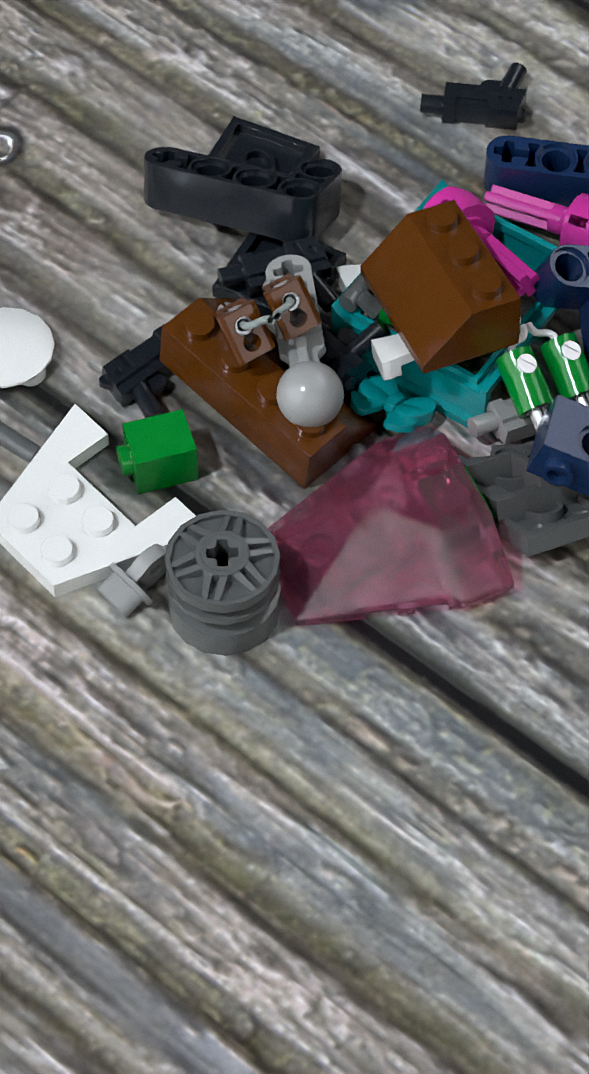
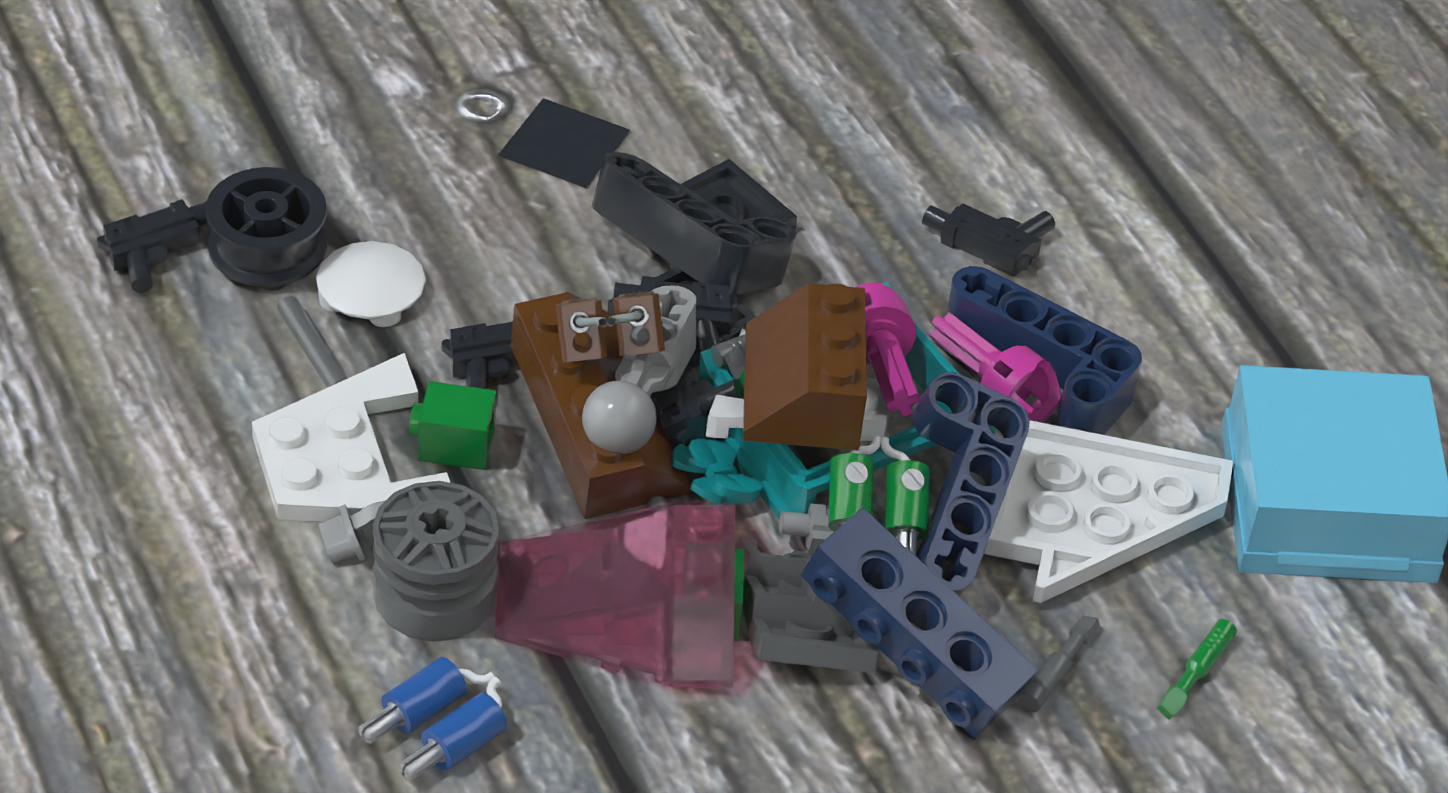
camera: 20 degrees right, 10 degrees down
(84, 154) = (563, 142): none -> black sticker
(278, 705) = (451, 737): none -> blue piece

